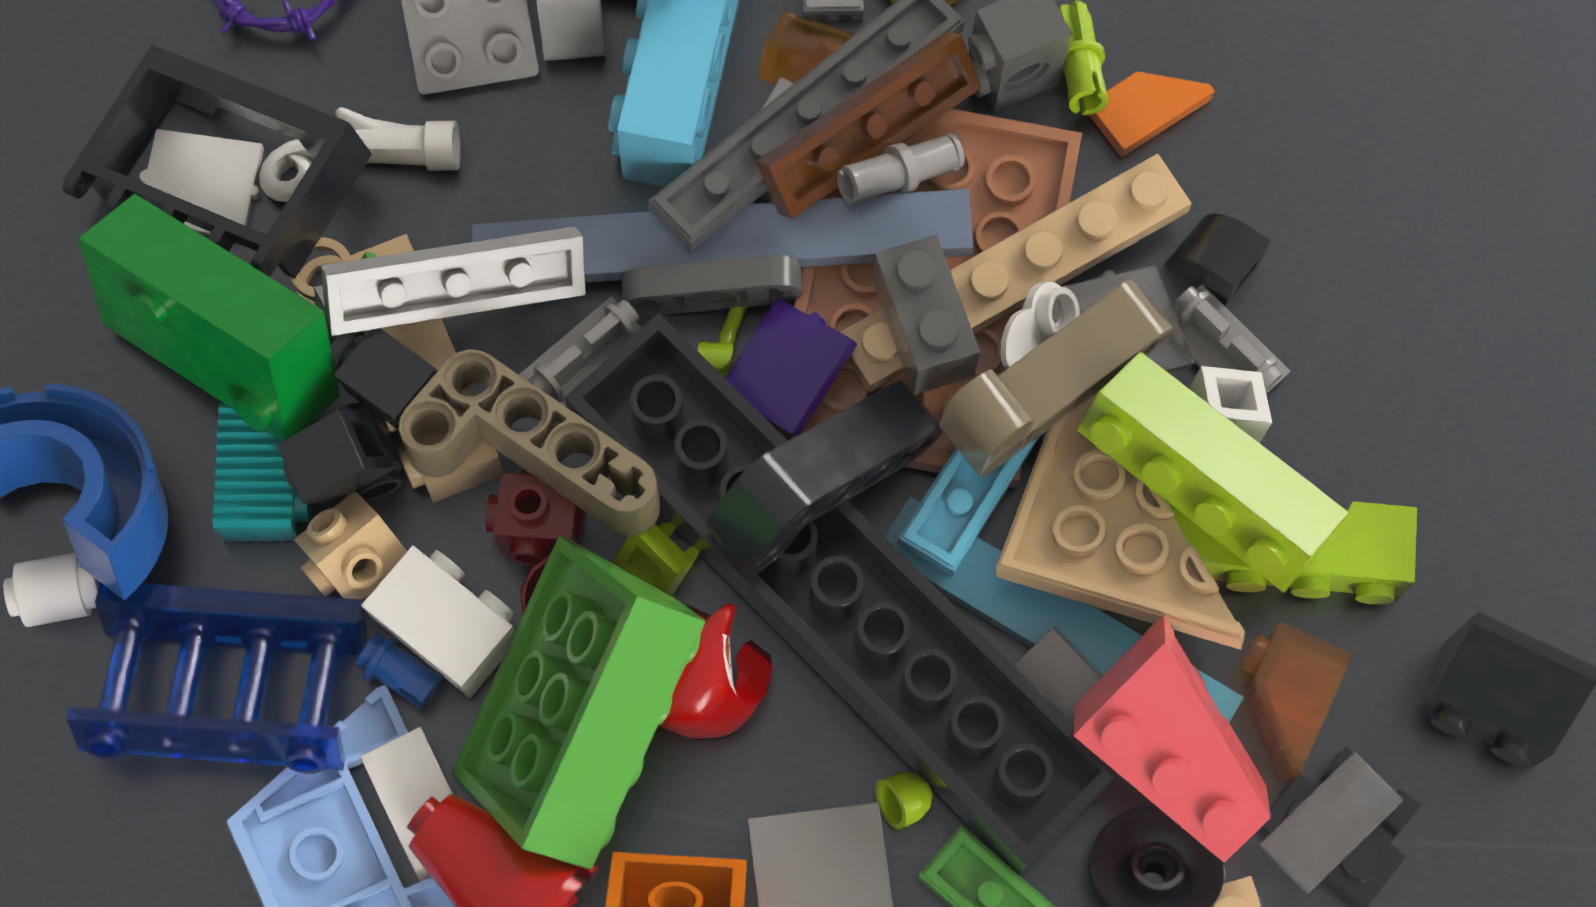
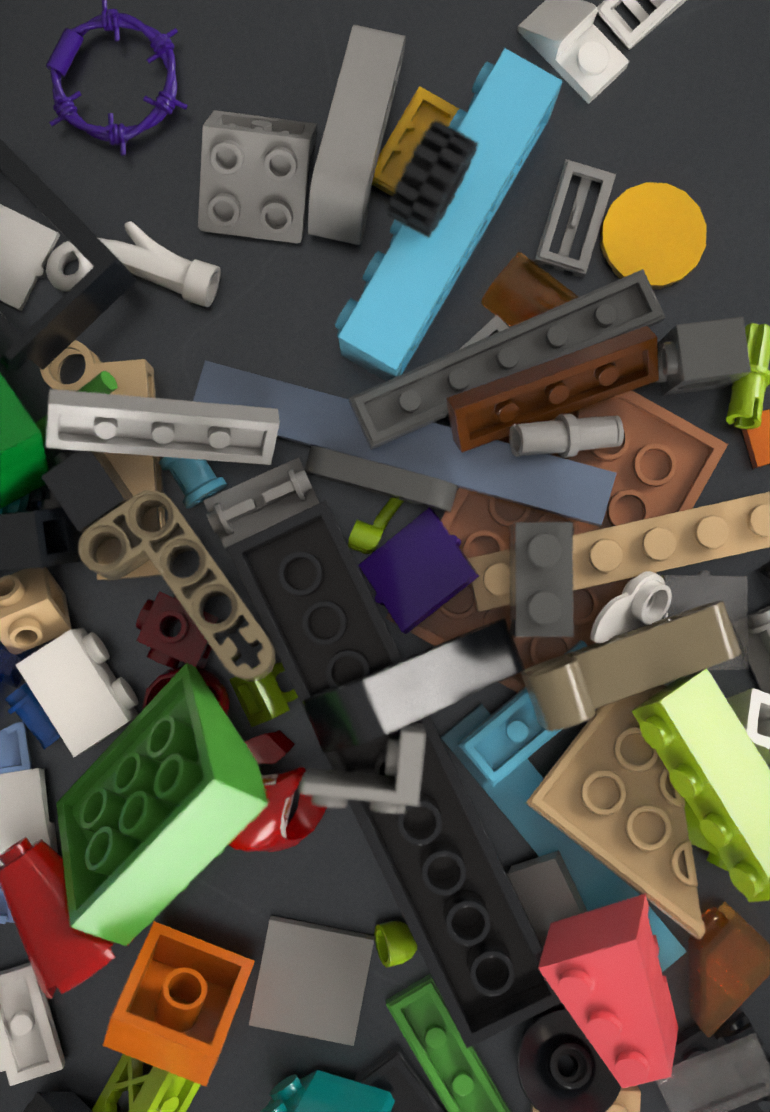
camera: 20 degrees right, 15 degrees up
(492, 337) = (194, 479): none -> medium azure bush
(827, 580) = (386, 793): none -> light grey bracket

